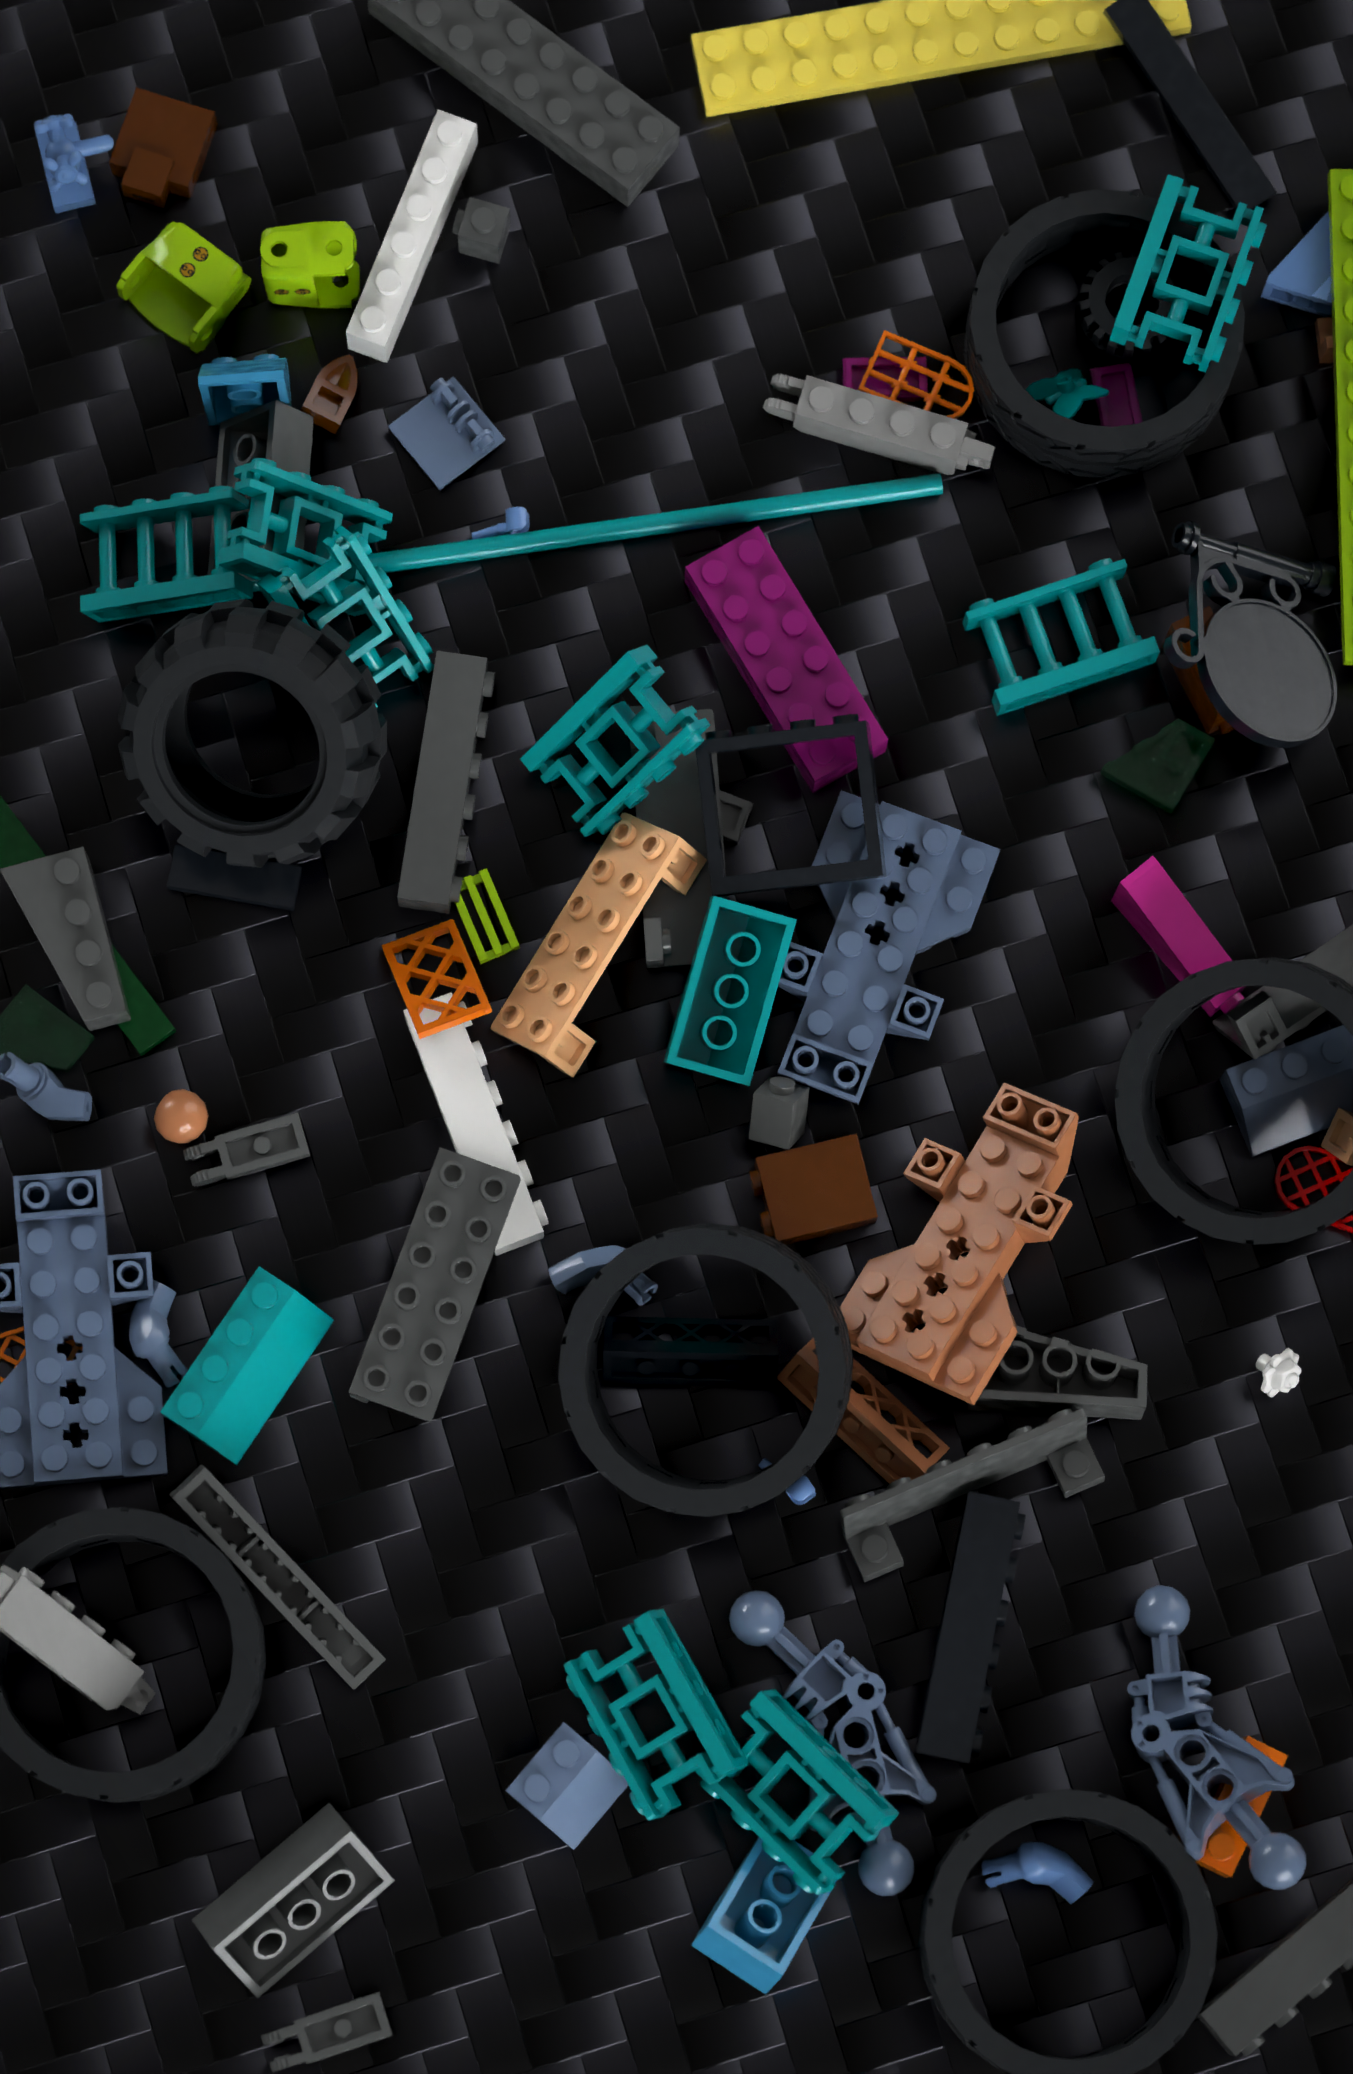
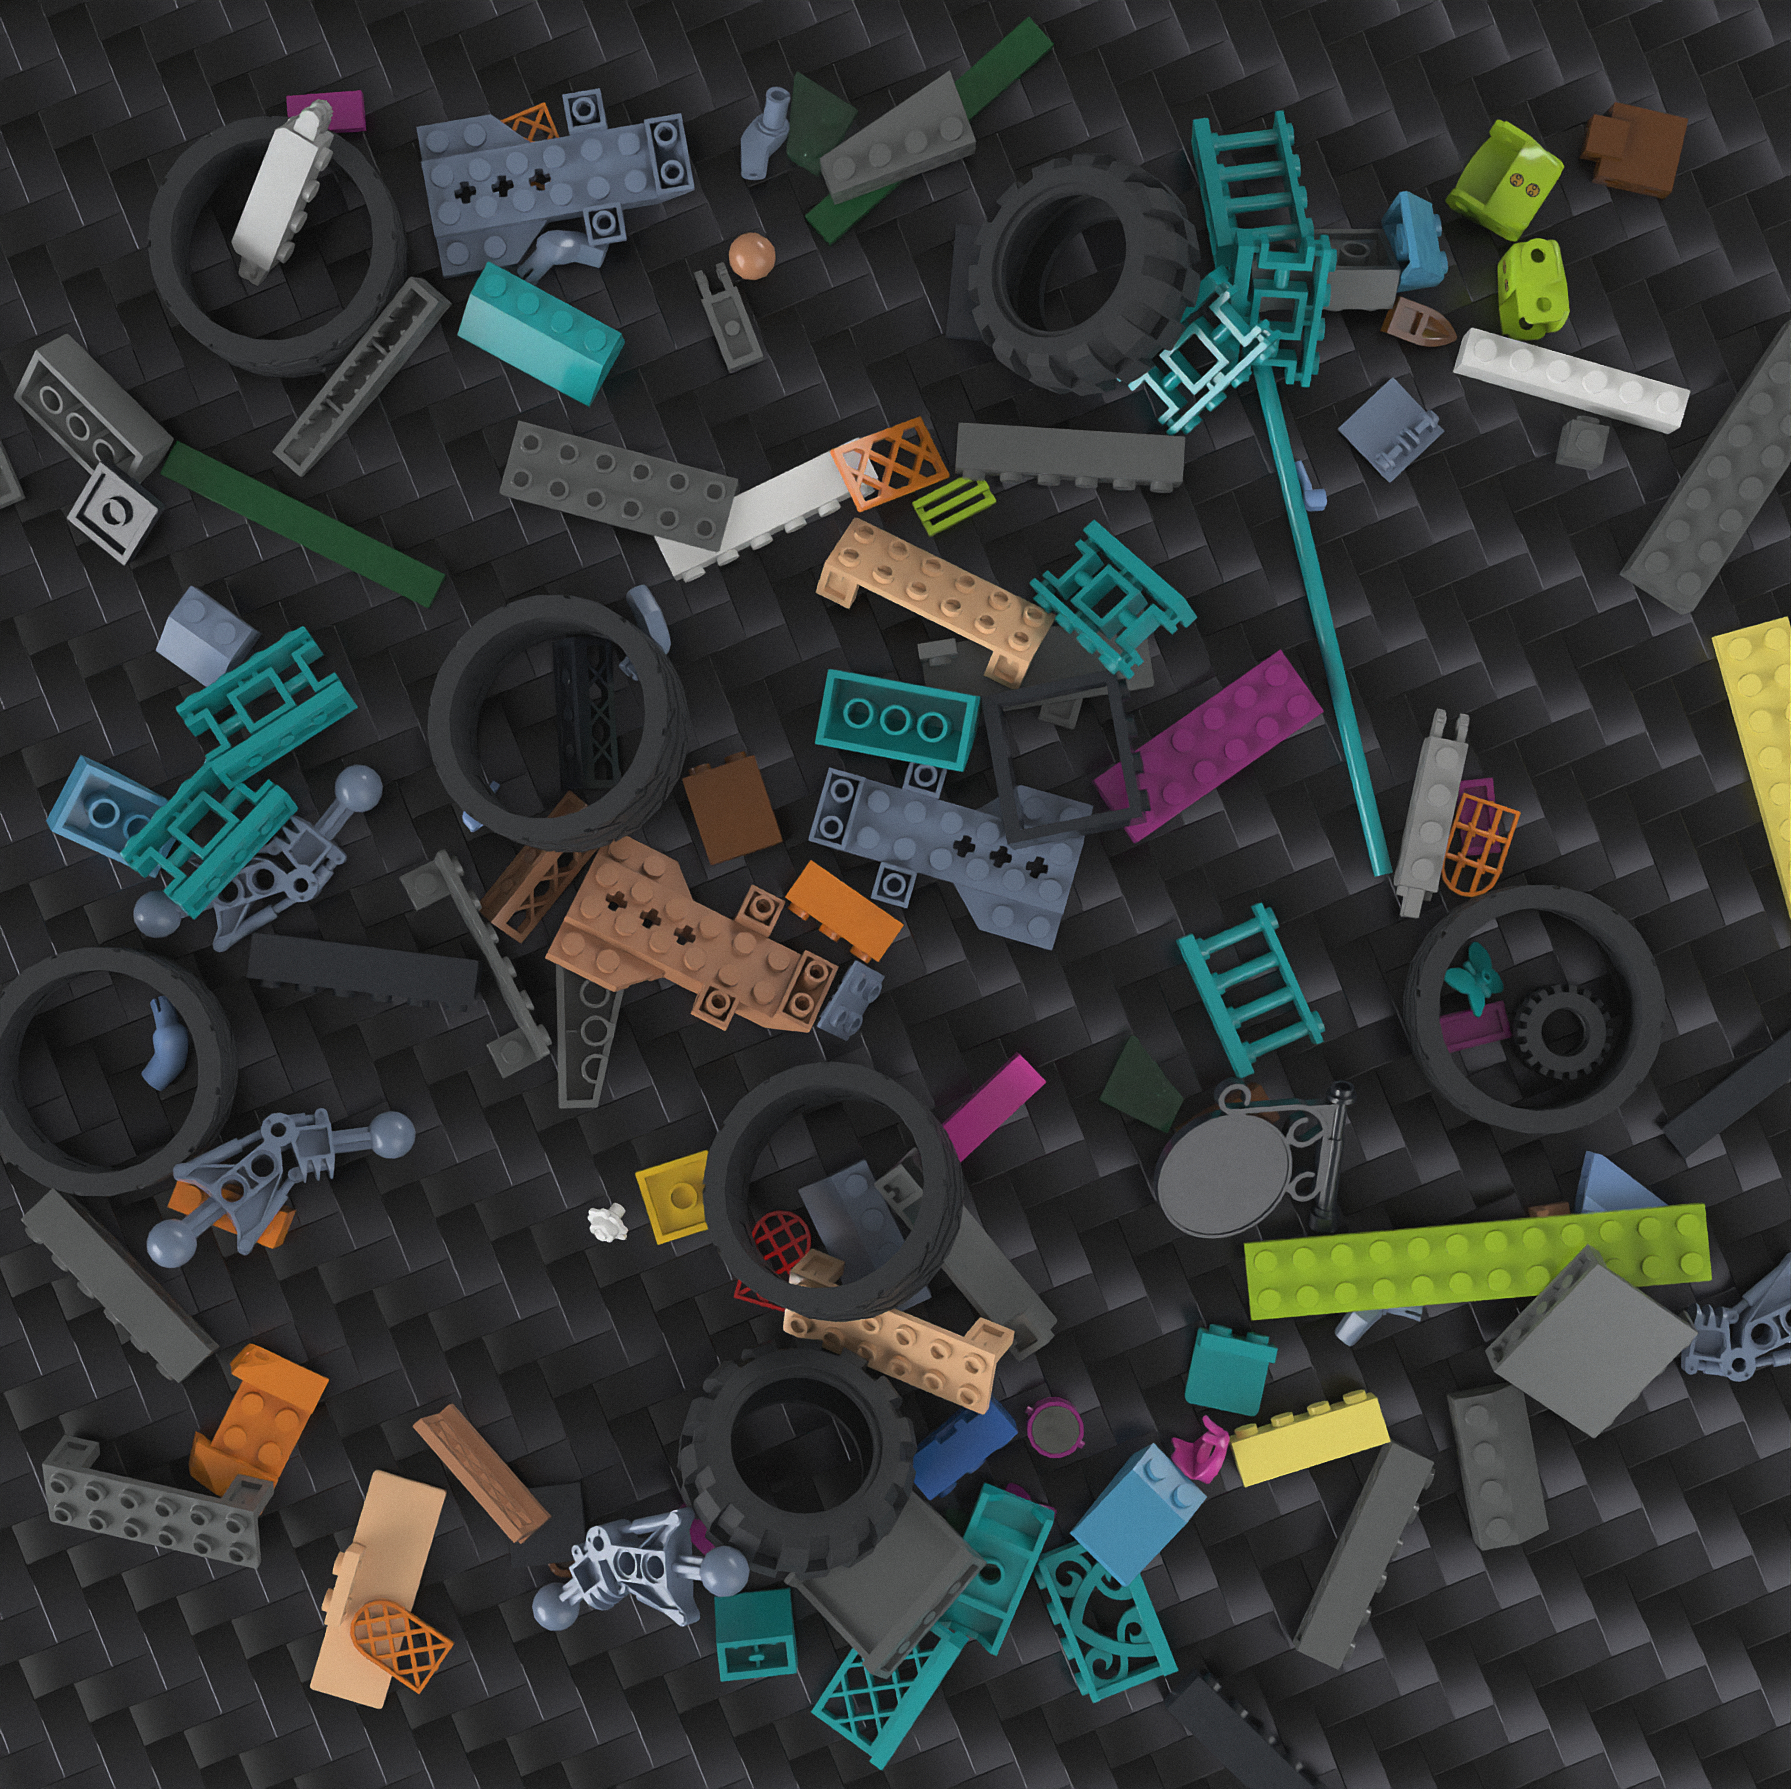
camera: 90 degrees right, 10 degrees up
(65, 161) = (1613, 65): medium blue piece -> none
(408, 1879) = (116, 511): none -> tile
(441, 1663) = (303, 524): none -> dark green tile
(779, 1112) = (796, 772): dark grey brick -> none
(941, 1076) = (843, 913): none -> orange brick
(1029, 1060) = (845, 1011): none -> sand blue hinge
(1157, 262) = (1595, 1050): teal fence -> none
(1252, 1288) = (675, 1196): none -> yellow tile

